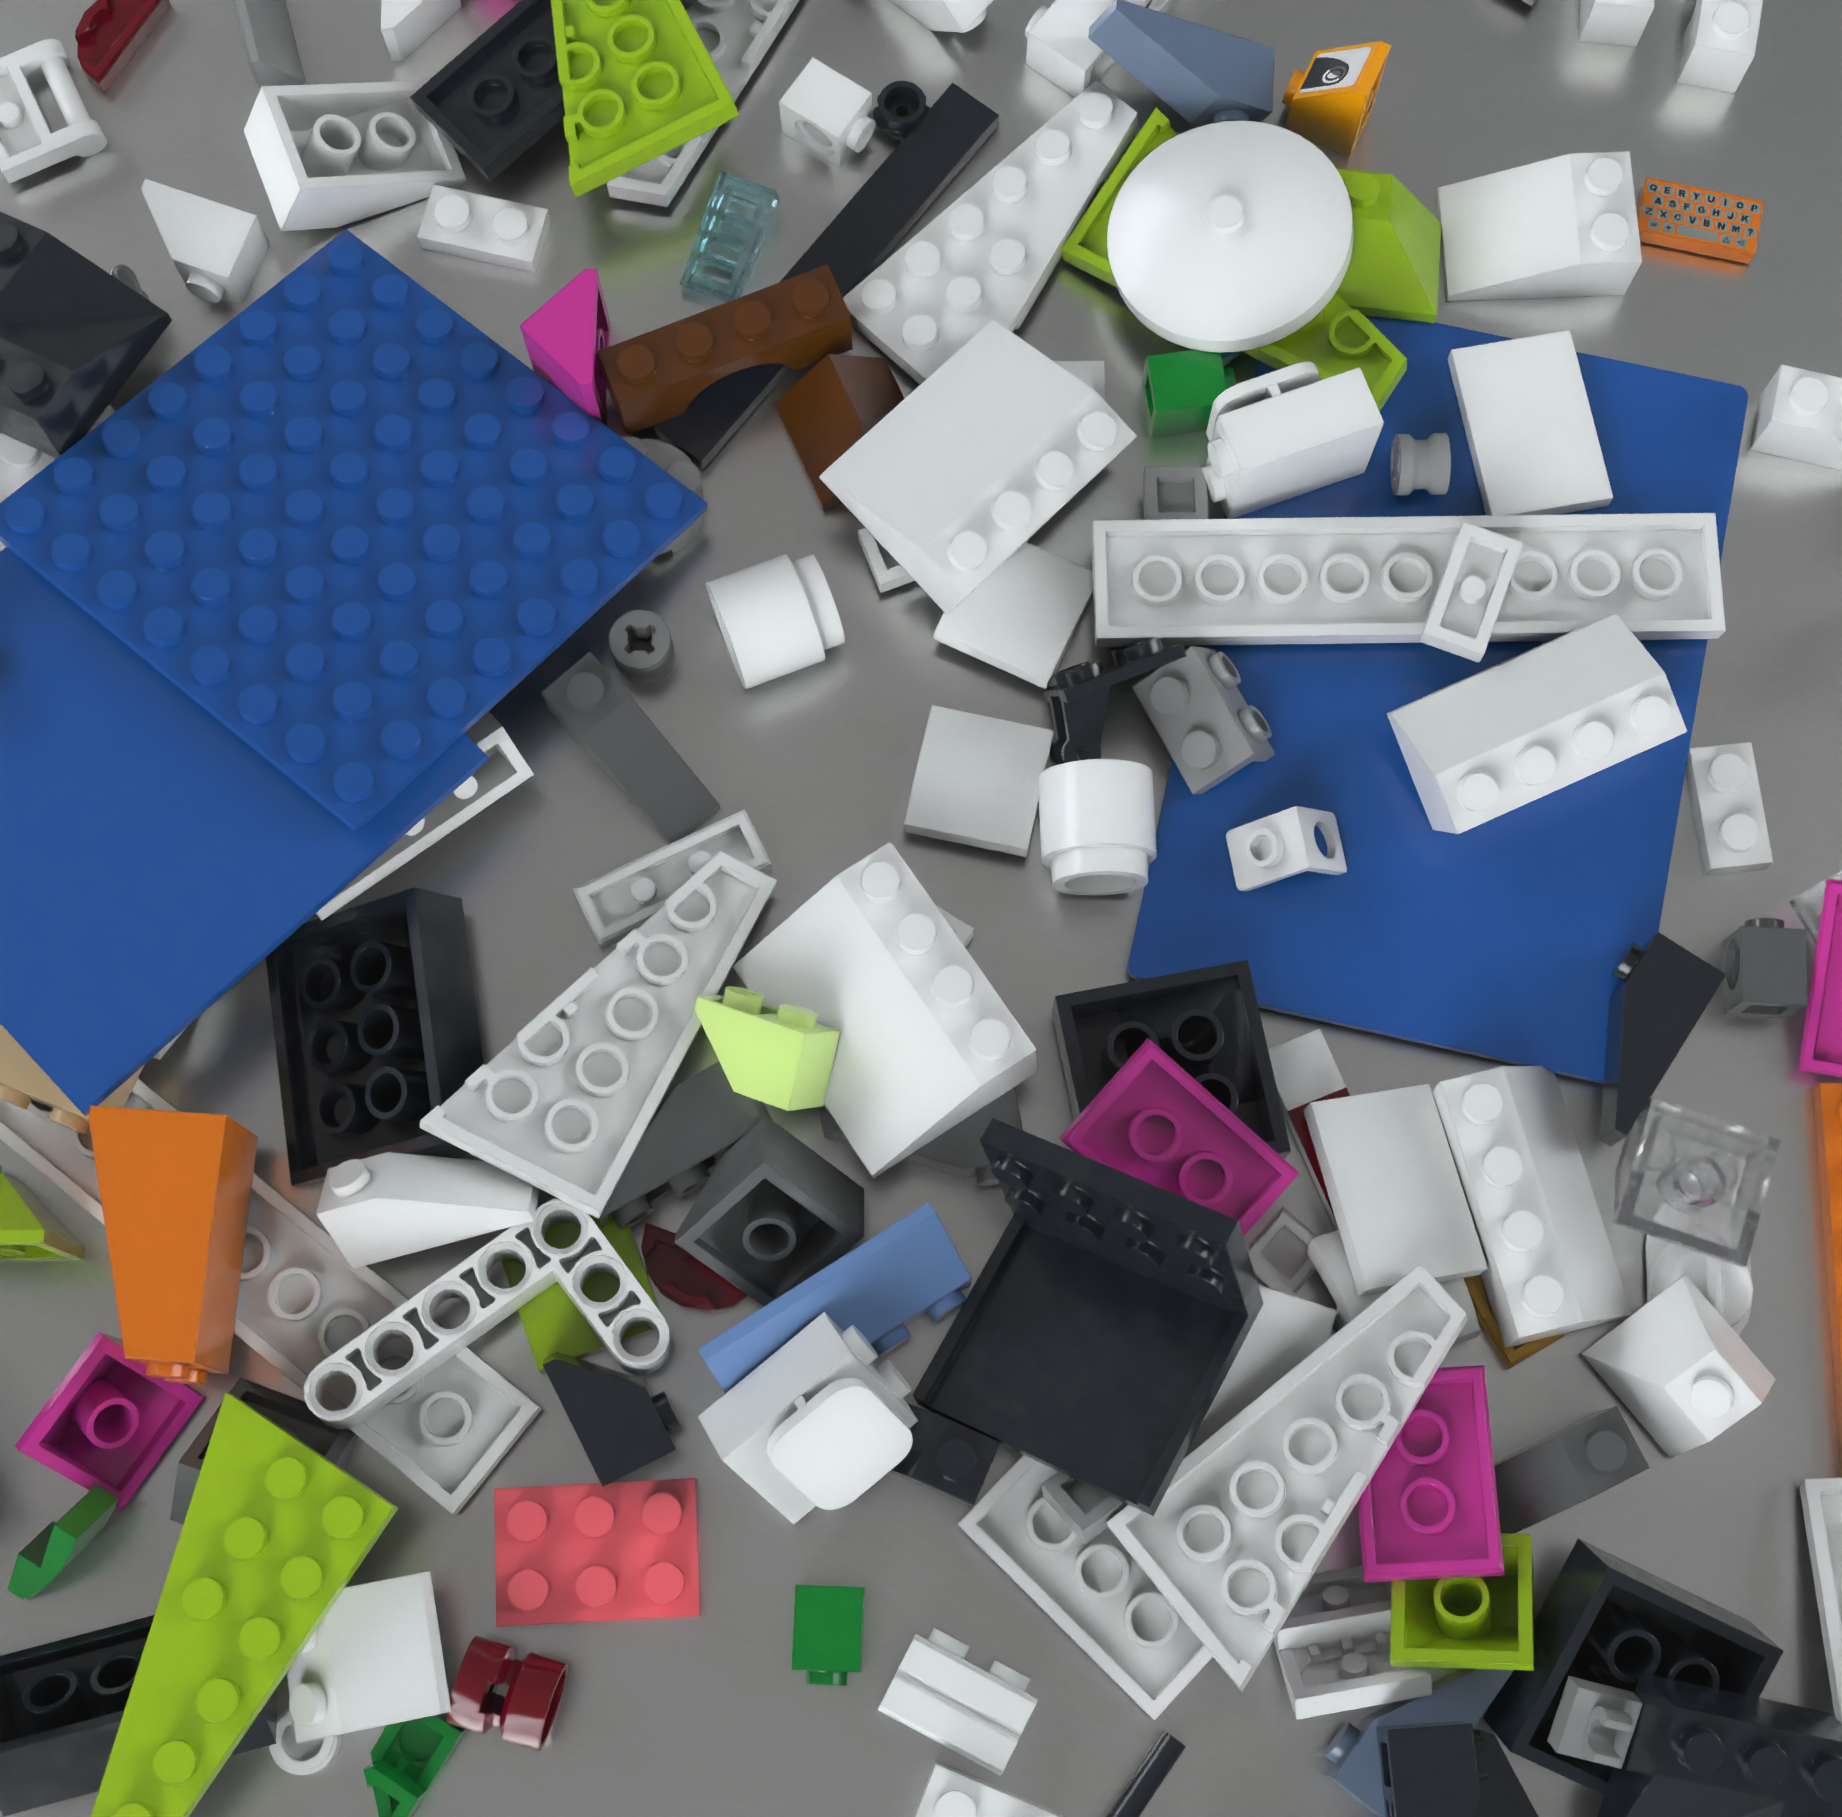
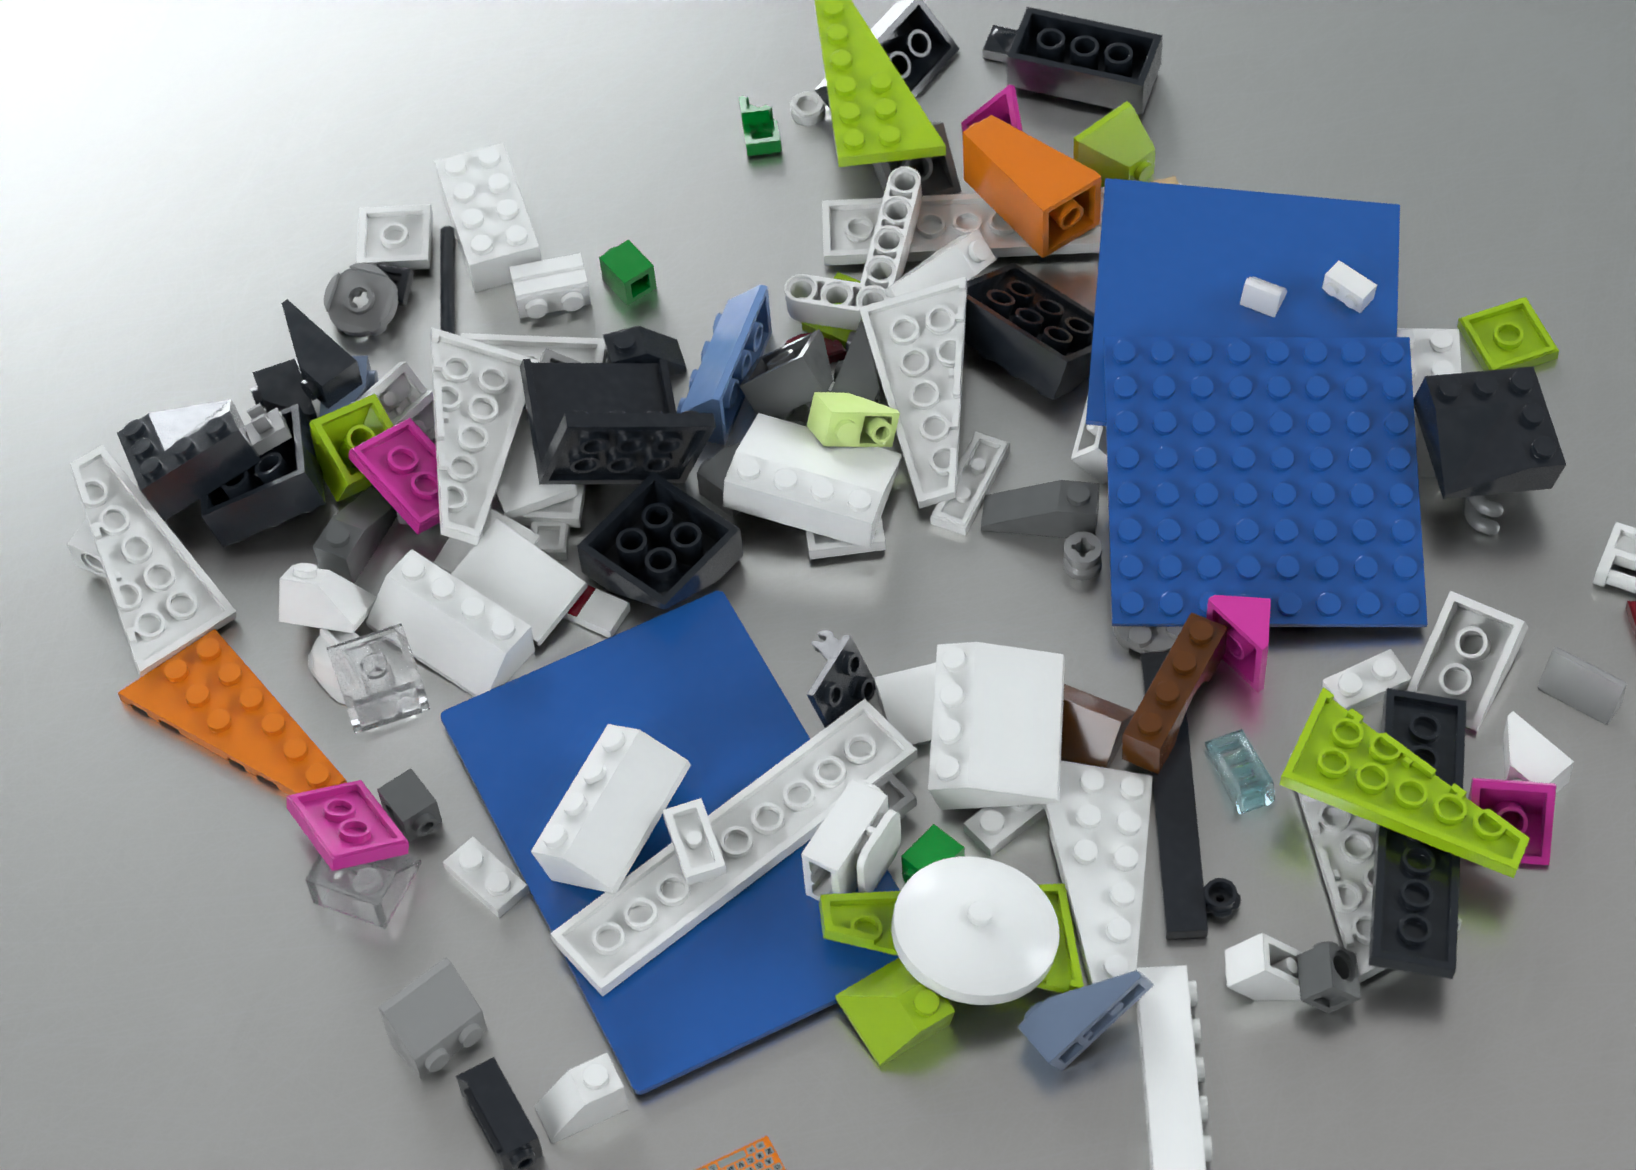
camera: 145 degrees right, 20 degrees down
(61, 1543) = (970, 91): green slope -> none
(77, 746) = (1262, 296): none -> white slope
(208, 241) = (1487, 566): white slope -> none
(371, 1661) = (800, 127): white slope -> none
(531, 1699) = (739, 164): dark red wheel -> none
(597, 1552) = (751, 238): coral plate -> none
(613, 1415) = (781, 261): black slope -> none
(775, 617) = (1029, 599): white piece -> none
(814, 1421) = (697, 312): white brick -> none
(827, 113) = (1253, 860): white brick -> none
(978, 781) = (870, 614): white slope -> none
(1097, 825) = (786, 622): white piece -> none
(1179, 1138) = (625, 502): dark pink tile -> none
(1204, 717) = (775, 711): light grey bracket -> none
(1284, 847) = (690, 677): white bracket -> none
(1336, 94) = (993, 1067): light orange slope -> none
(1420, 464) = (776, 902): light grey wheel -> none
(1530, 426) = (737, 974): white tile -> none
(1542, 230) = (818, 1093): white slope -> none
(1648, 1022) = (450, 731): black slope -> none

